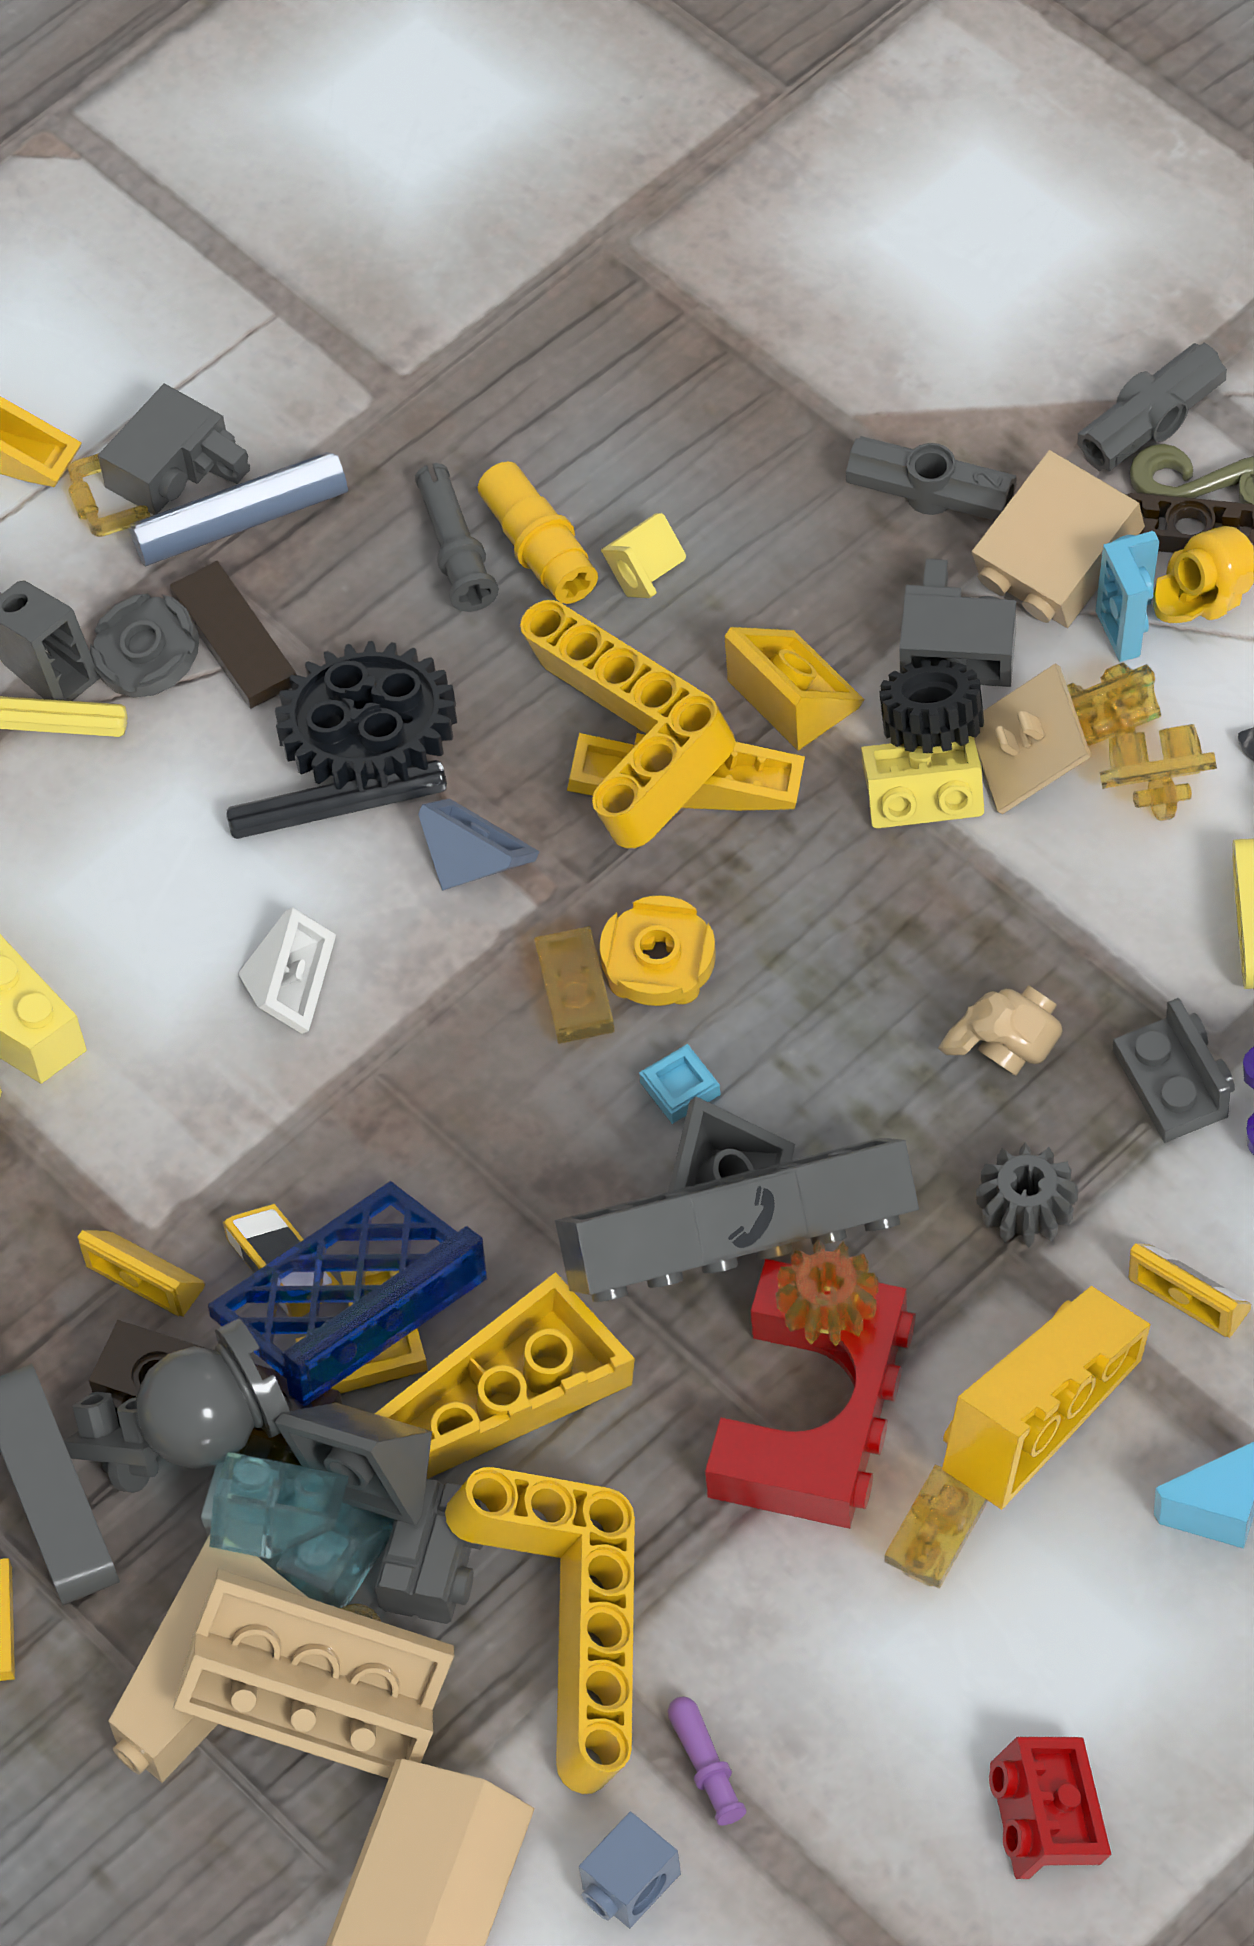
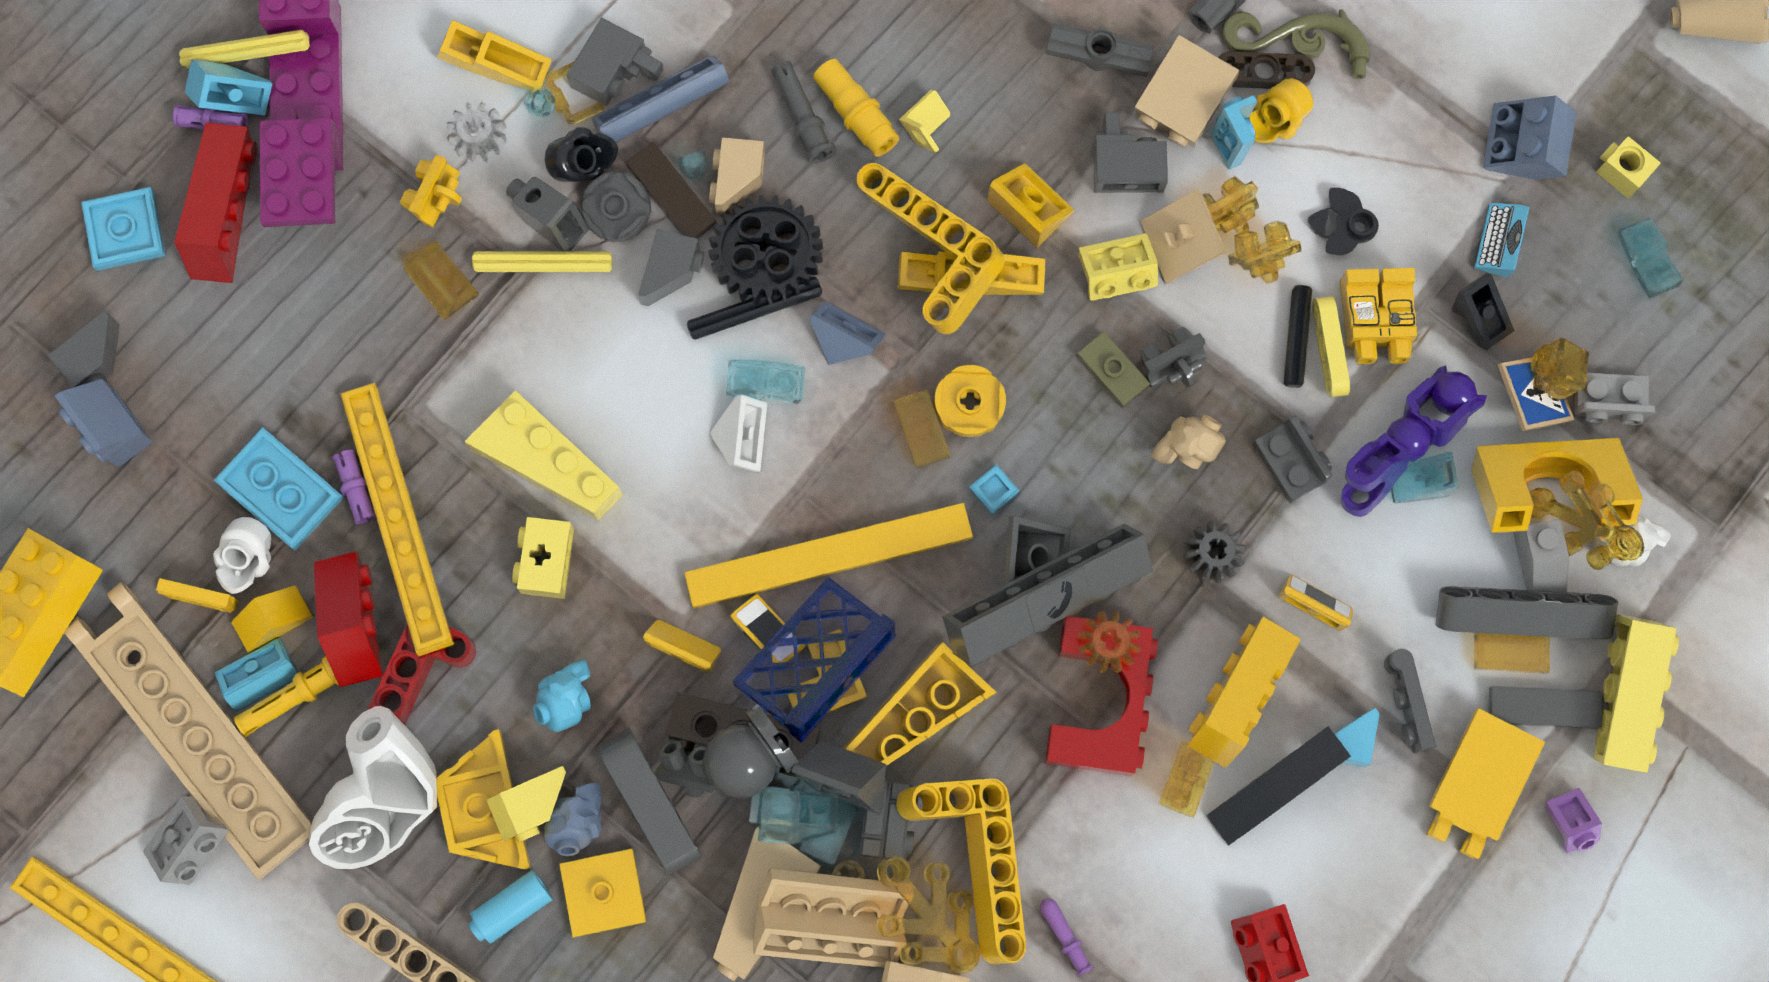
camera: 15 degrees left, 20 degrees up
(57, 490) = (540, 95): none -> clear light blue hinge
(100, 567) = (580, 155): none -> black head
(211, 729) = (669, 265): none -> dark grey slope
(273, 593) = (693, 162): none -> clear light blue hinge
(338, 895) = (765, 380): none -> clear light blue slope
(341, 607) = (739, 172): none -> tan slope
(398, 1154) = (828, 555): none -> yellow tile
(478, 1699) = (932, 917): none -> clear yellow plant
(896, 925) = (1113, 369): none -> olive plate
(931, 706) = (1120, 203): black tyre -> none
(995, 914) = (1176, 363): none -> dark grey hips
(1089, 1547) = (1278, 785): none -> black slope
(1202, 899) = (1297, 336): none -> black axle

